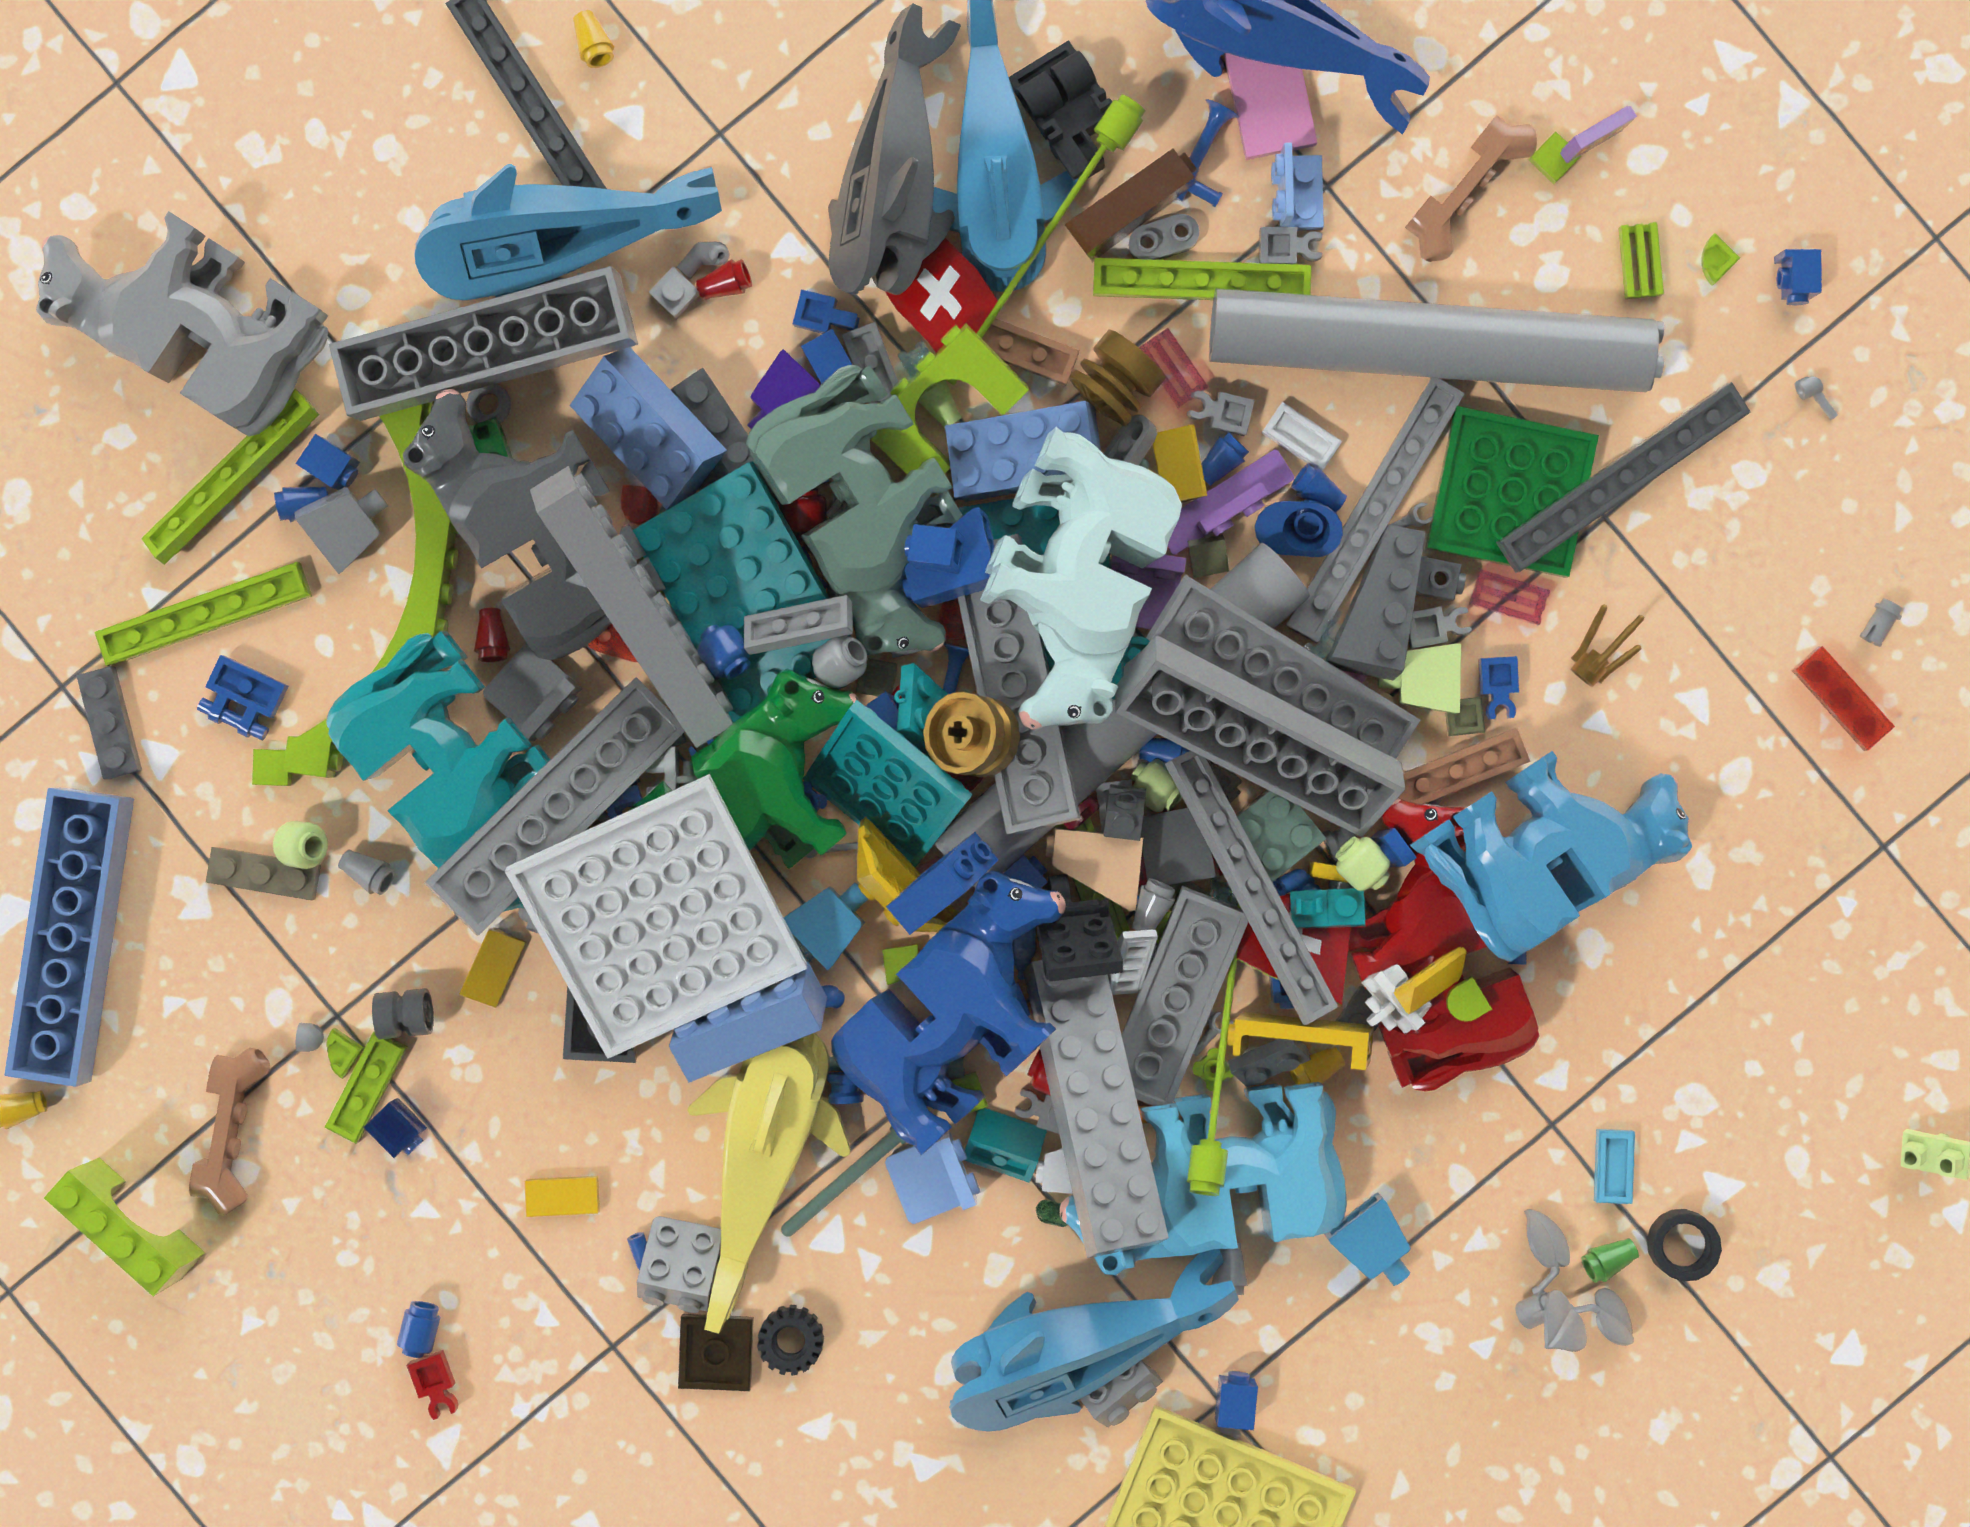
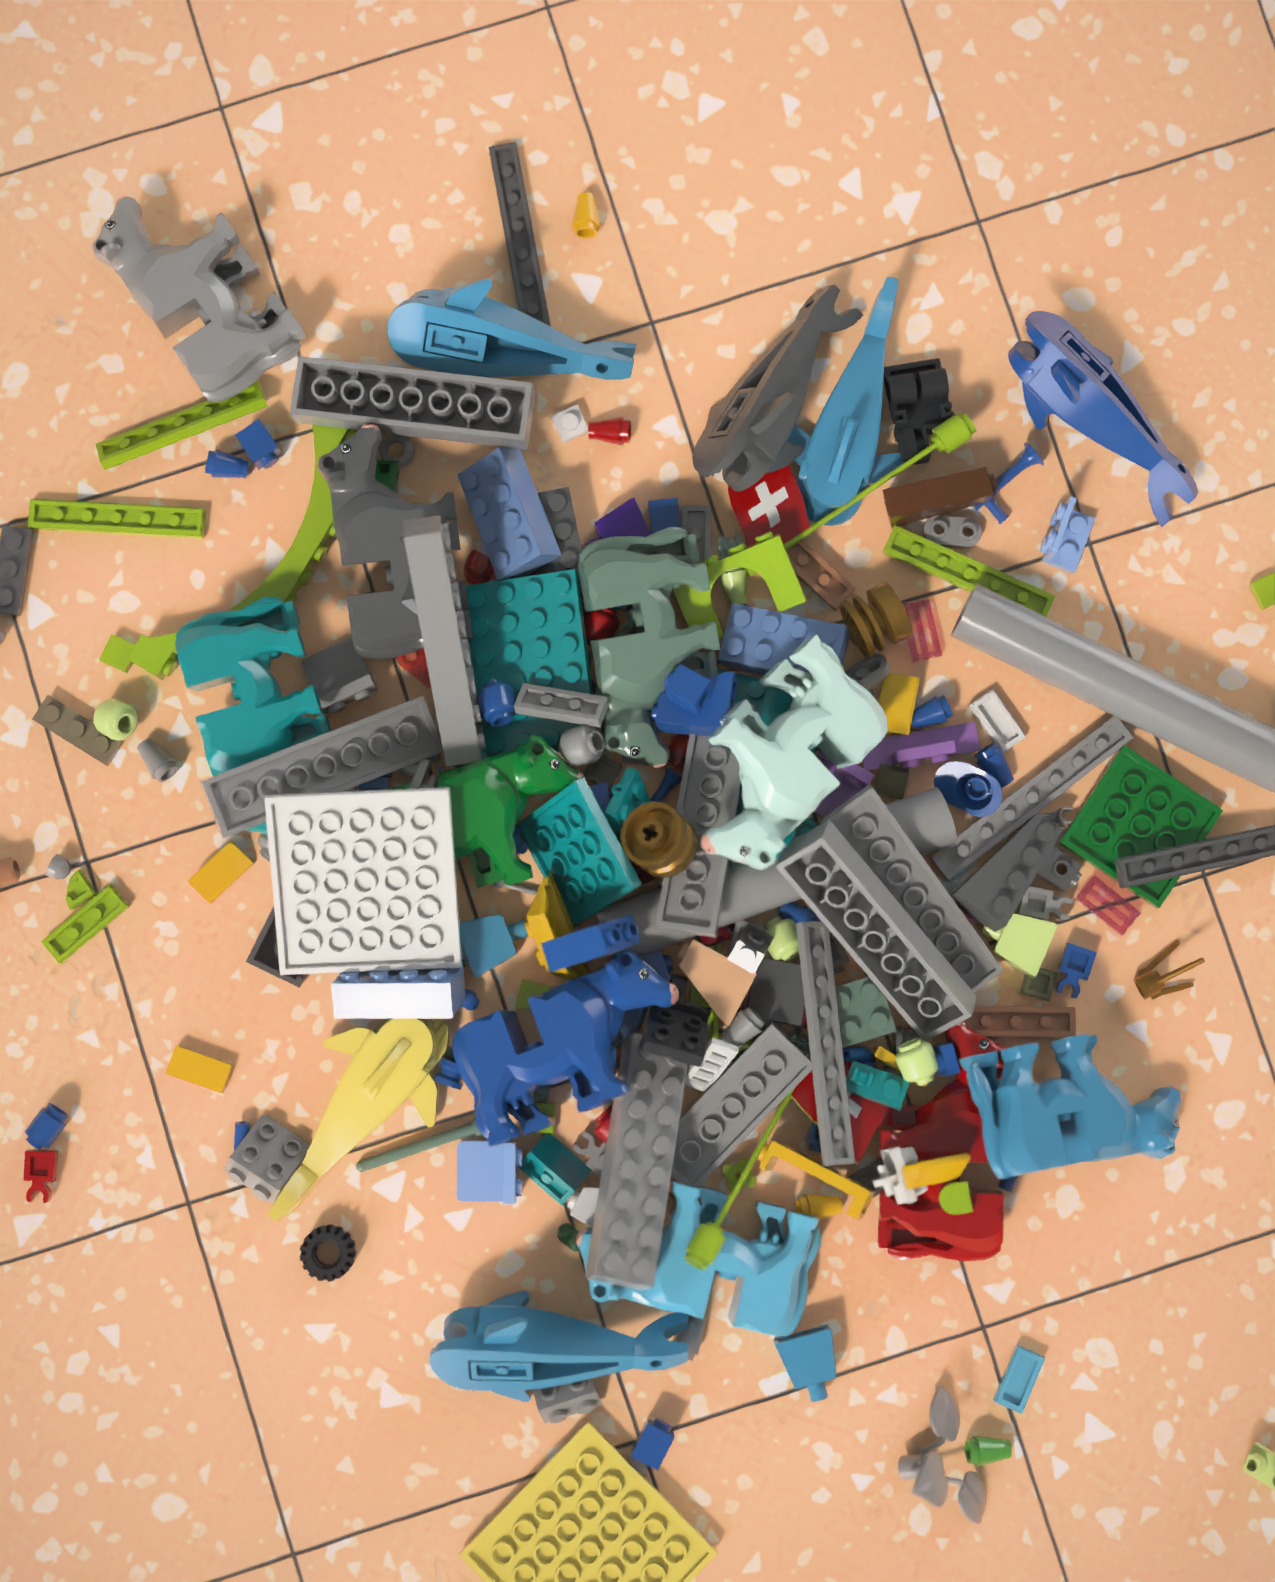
camera: 20 degrees right, 5 degrees down
(247, 687) = (126, 585): blue plate -> none
(342, 524) = (249, 494): light grey torso -> none
(396, 1129) = (95, 965): clear blue brick -> none
(400, 1014) = (136, 878): dark grey wheel -> none
(491, 636) = (325, 623): red cone -> none
(703, 254) = (603, 405): light grey arm -> none
(715, 1359) = (264, 1242): dark brown tile -> none
(819, 312) = (672, 482): blue plate -> none
(1210, 1034) = (749, 1146): light grey hand -> none
(1227, 412) = (948, 679): light grey plate -> none
(1268, 1060) = (784, 1185): dark grey plate -> none
(1269, 106) = (1070, 466): bright pink tile -> none
(1282, 245) = (1040, 573): light grey plate -> none
(1494, 144) = (1228, 561): nougat plate -> none
(1704, 1264) = (1072, 1469): black tyre -> none

